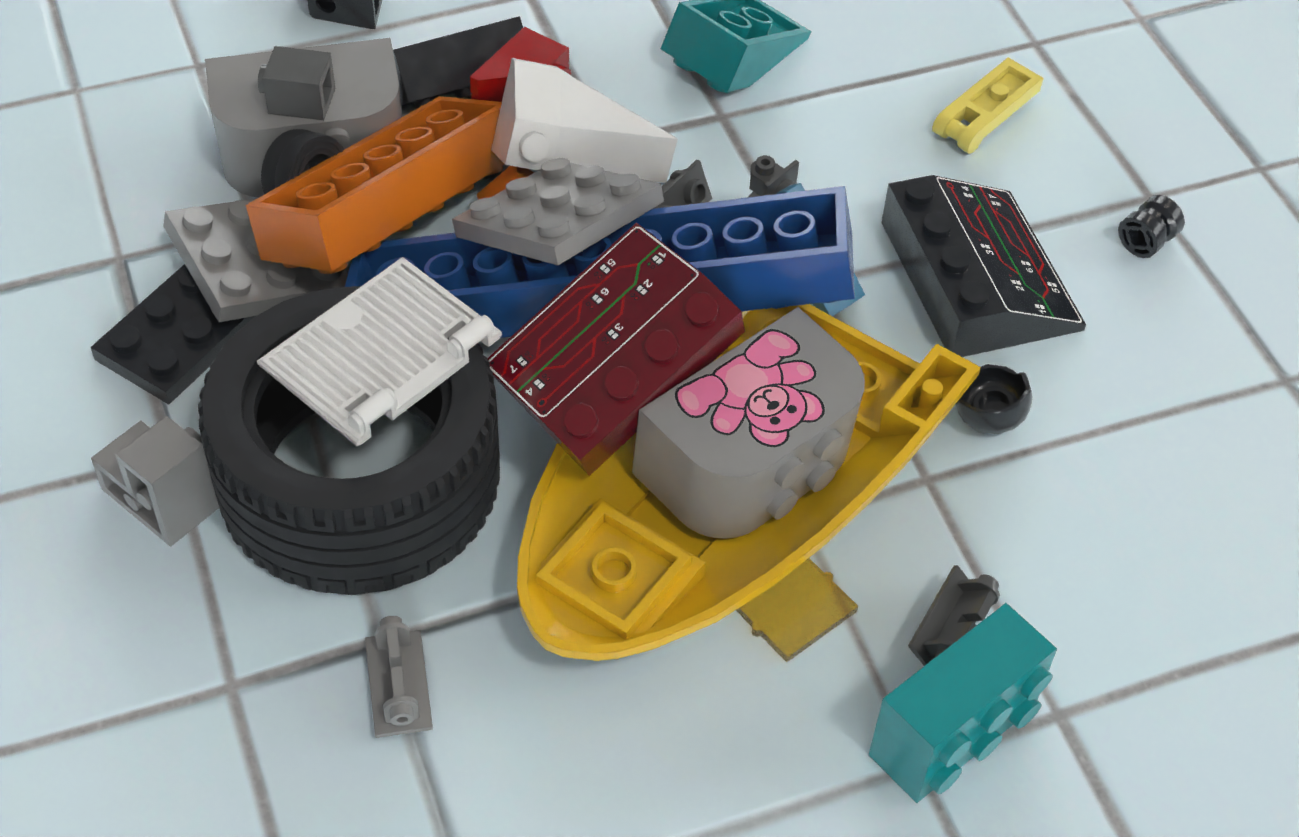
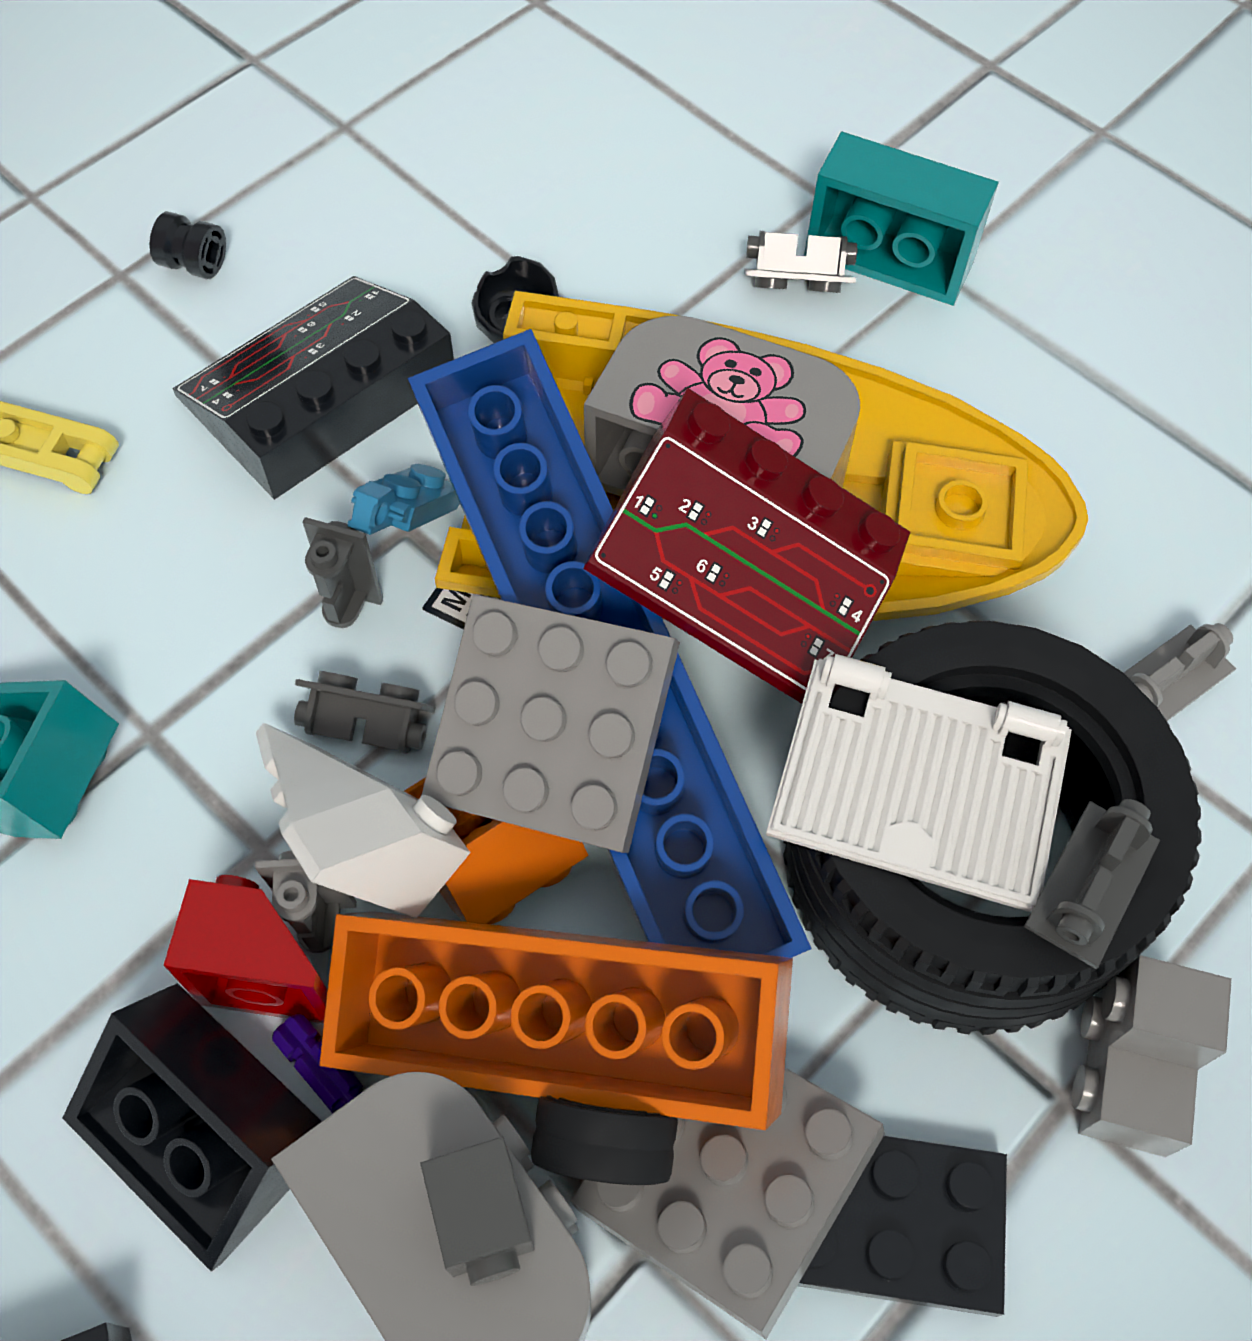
camera: 115 degrees left, 10 degrees up
(248, 386) = (1095, 880): none -> dark grey hinge

